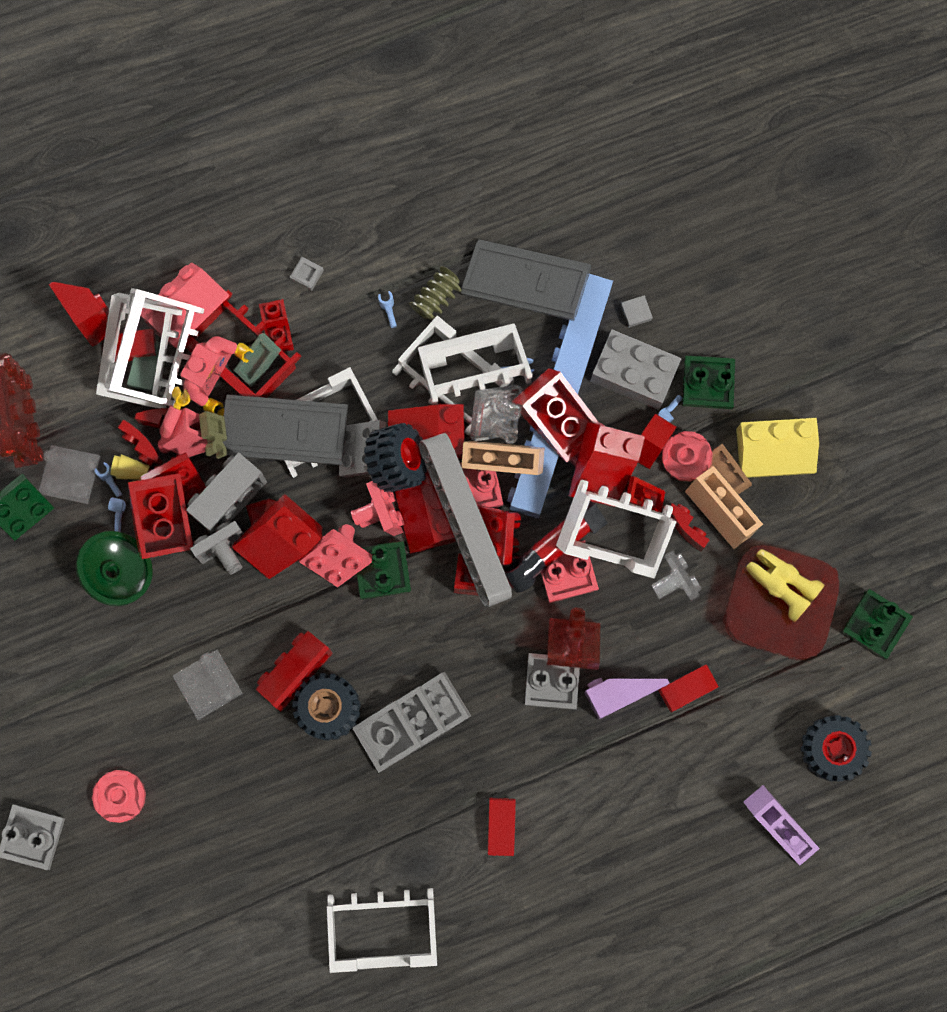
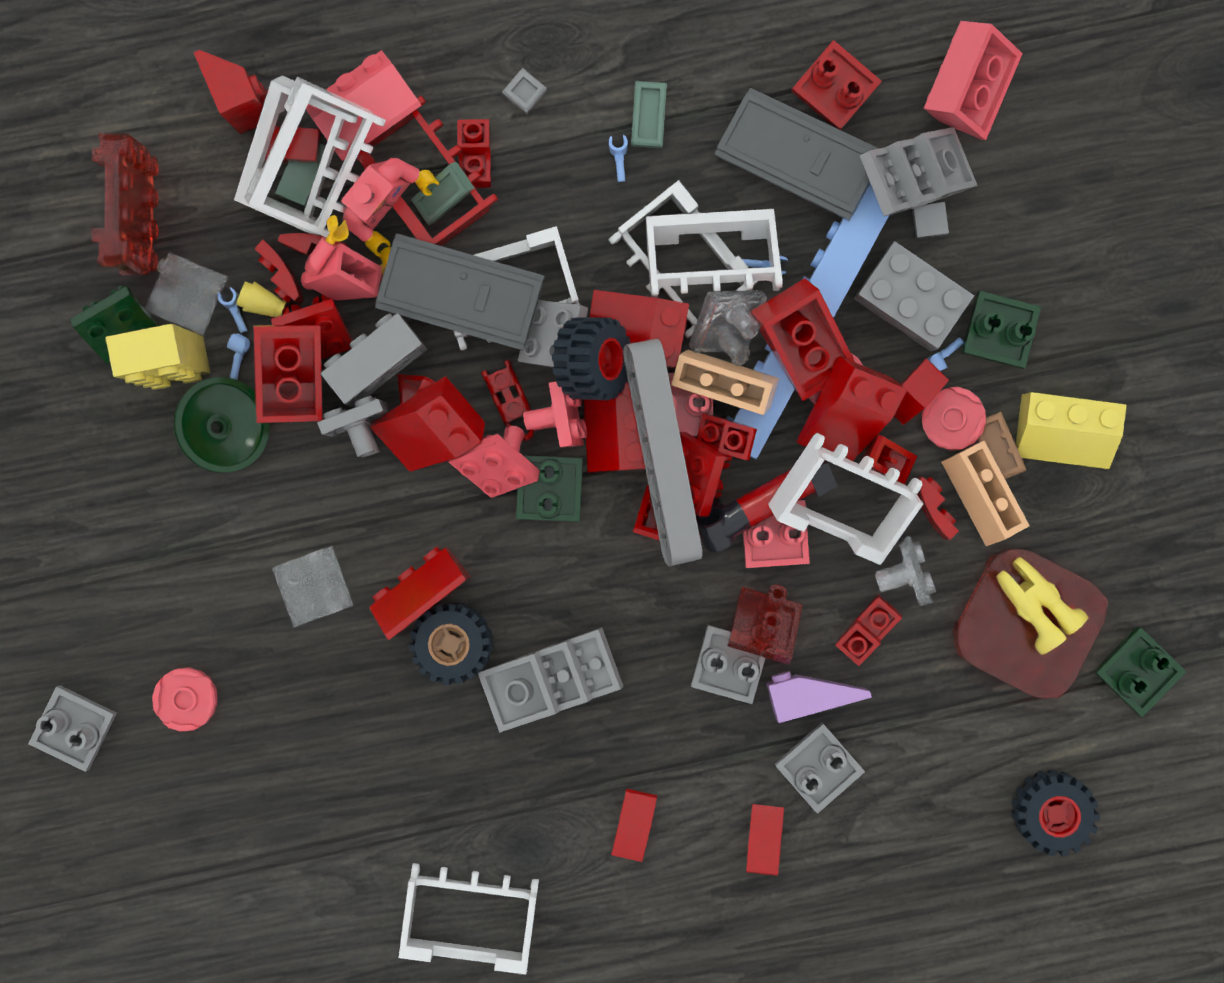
camera: 20 degrees right, 10 degrees up
(56, 520) = (158, 356): none -> light yellow brick
(214, 430) = (372, 279): olive plate -> none
(342, 513) = (513, 407): none -> red piece
(405, 273) = (648, 114): none -> sand green tile
(436, 294) = (683, 150): olive piece -> none
(513, 499) = (727, 436): none -> red slope
(543, 225) = (836, 85): none -> red plate
(609, 817) = (765, 840): none -> red slope
(618, 274) = (918, 171): none -> light grey slope
(641, 750) = (819, 768): none -> light grey plate
(646, 201) = (973, 79): none -> coral slope
(656, 633) = (868, 630): none -> red slope
(688, 688) = (893, 704): red slope -> none
(781, 825) = (967, 888): lavender slope -> none

